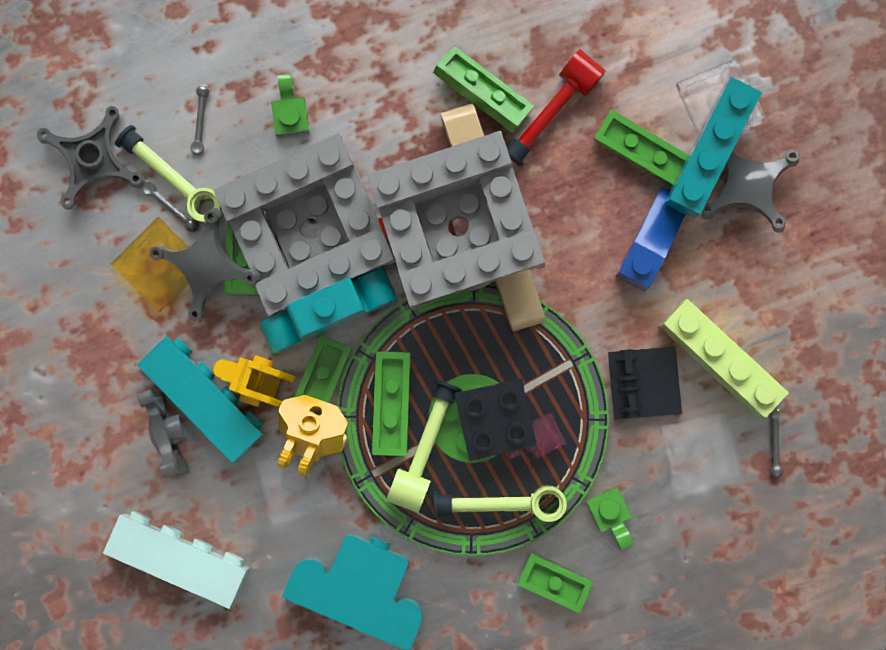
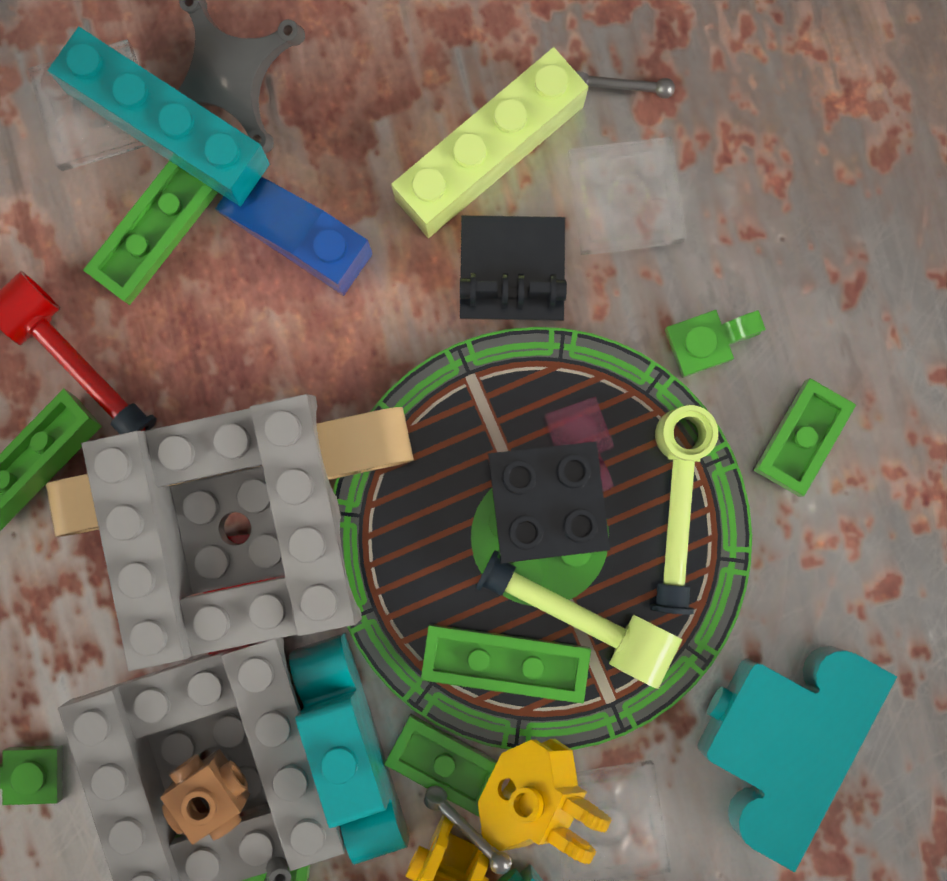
camera: 85 degrees left, 0 degrees up
(302, 237) = (215, 781): none -> medium nougat brick
(303, 369) = (436, 800): none -> flat silver hinge

